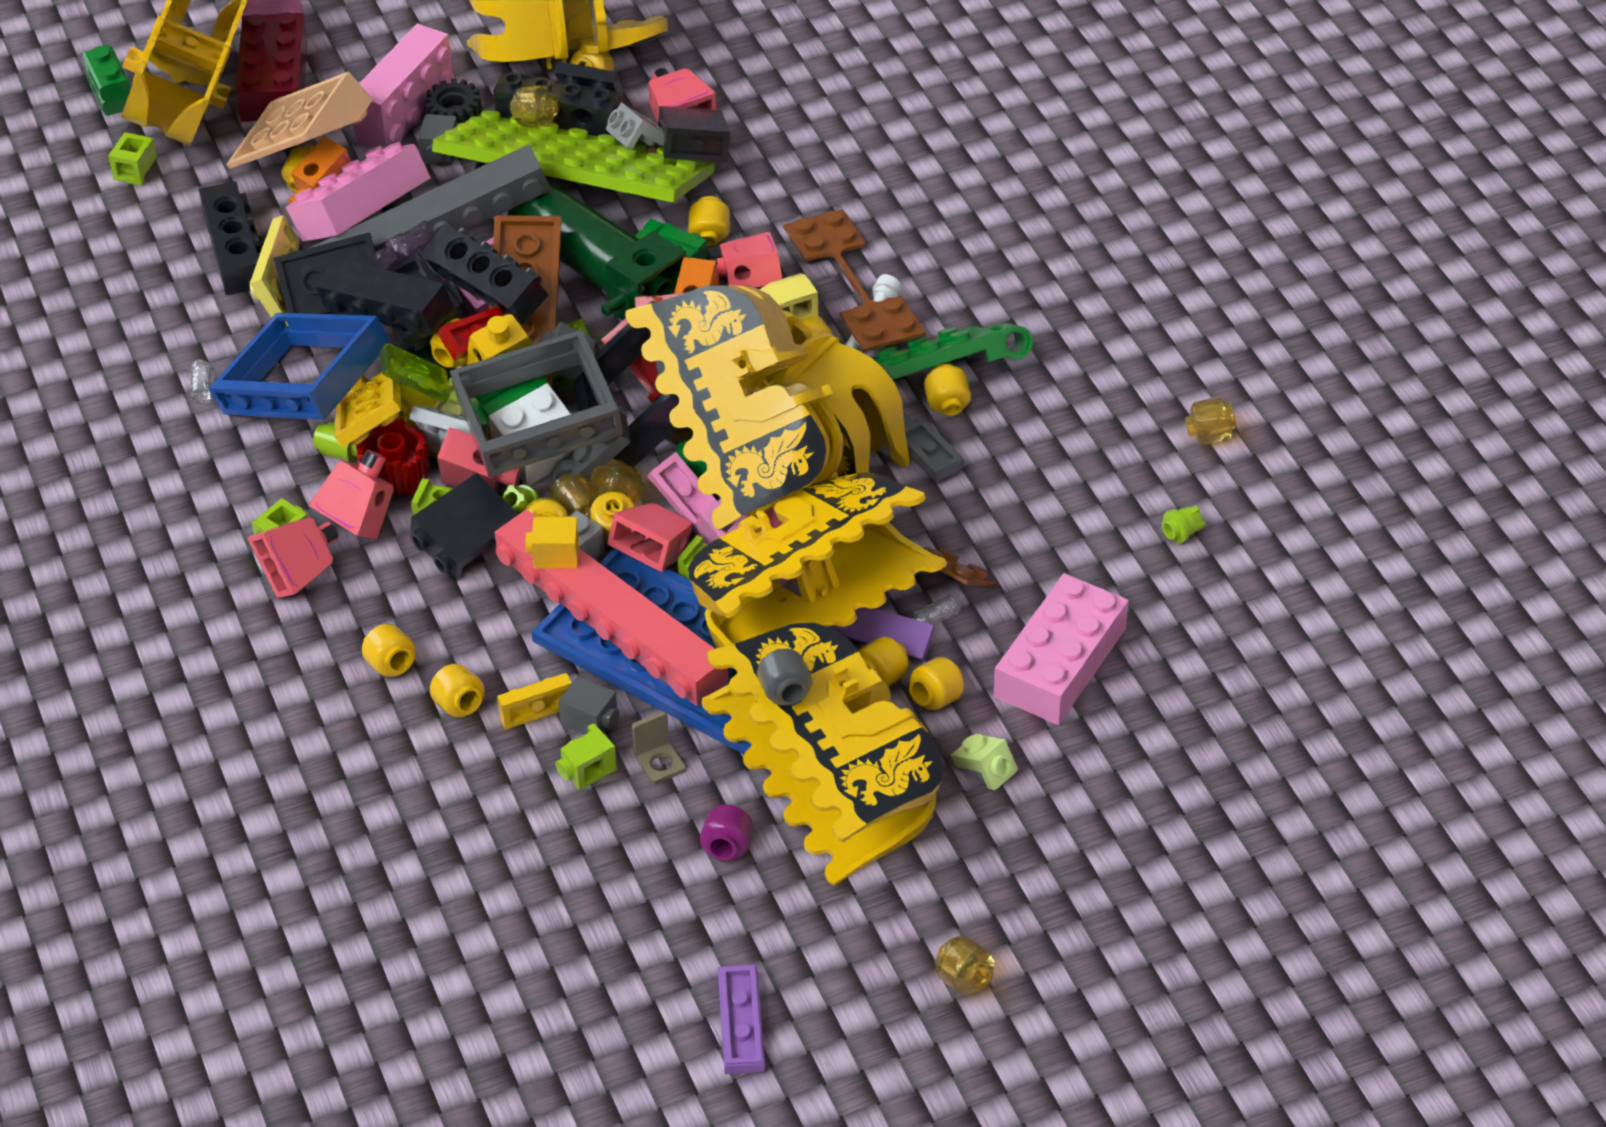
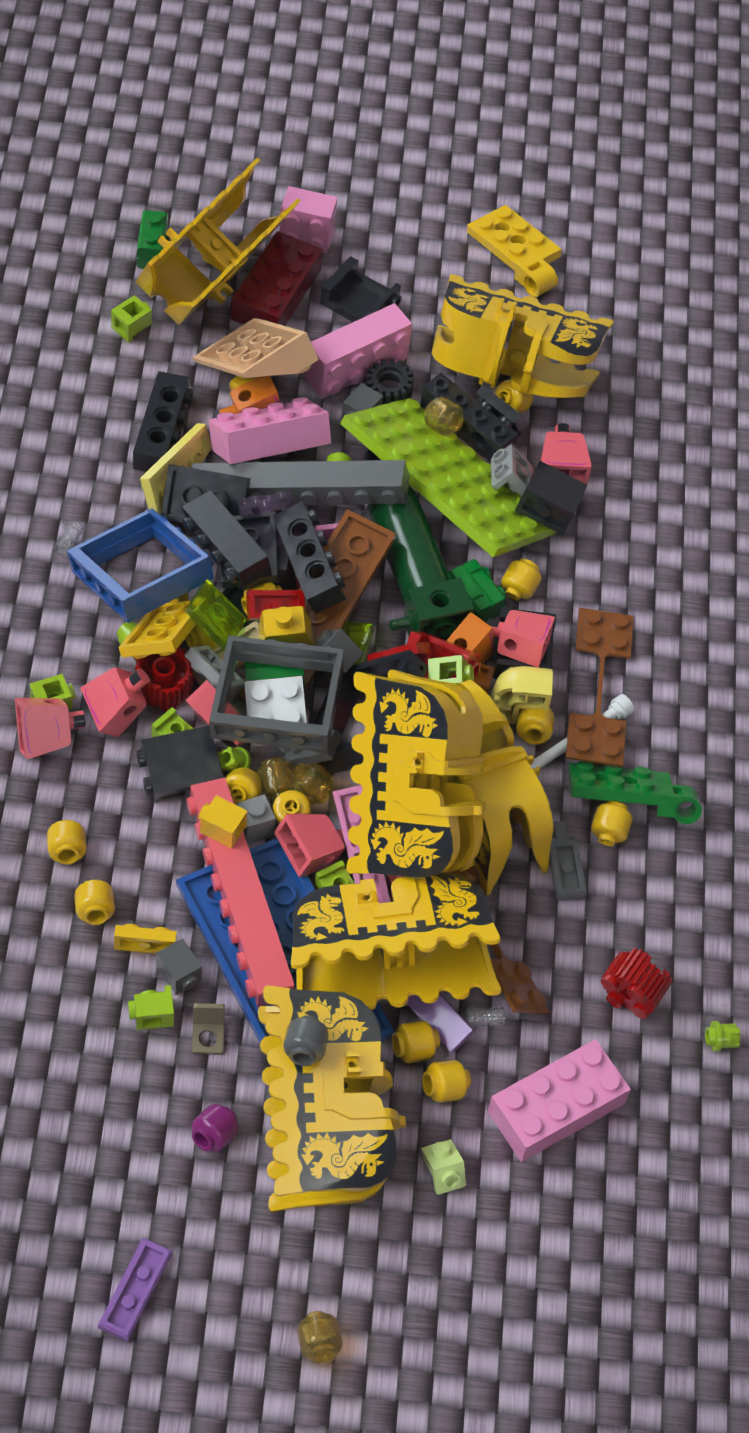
camera: 20 degrees right, 10 degrees up
(360, 46) = (355, 294): none -> black panel
(1068, 510) = (635, 983): none -> red brick

